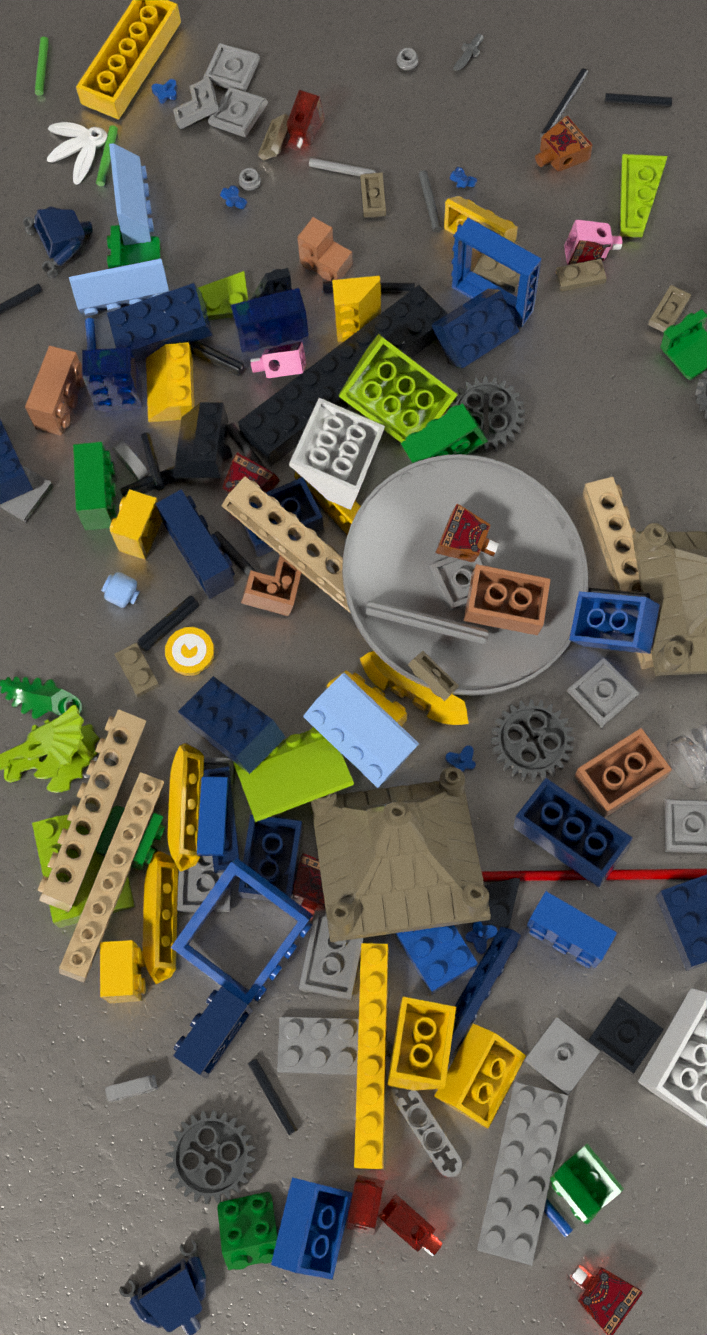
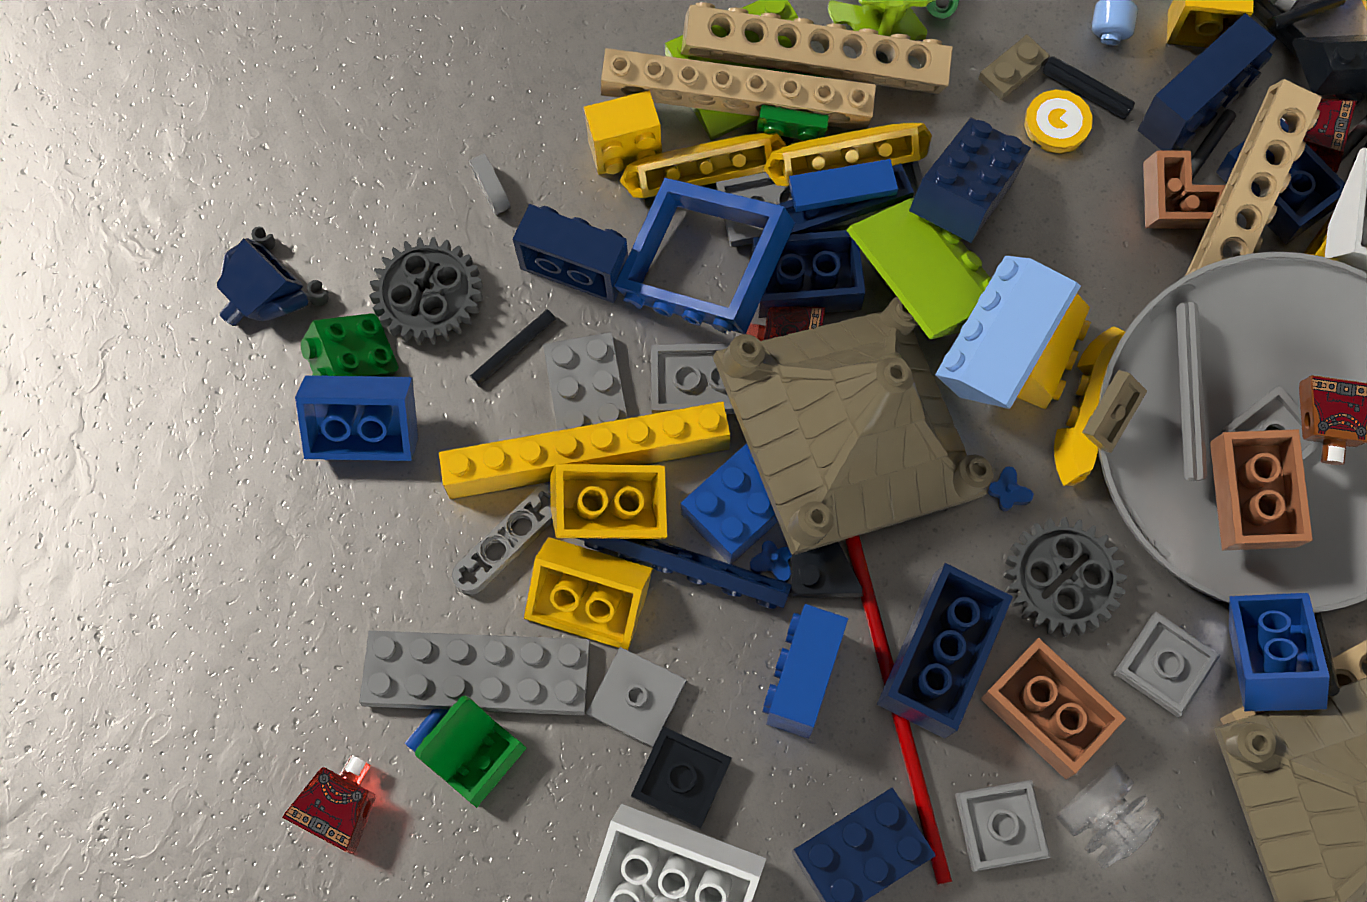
camera: 75 degrees right, 0 degrees up
(365, 1204) = (398, 479): clear red torso -> none
(403, 1218) = (382, 526): clear red torso -> none

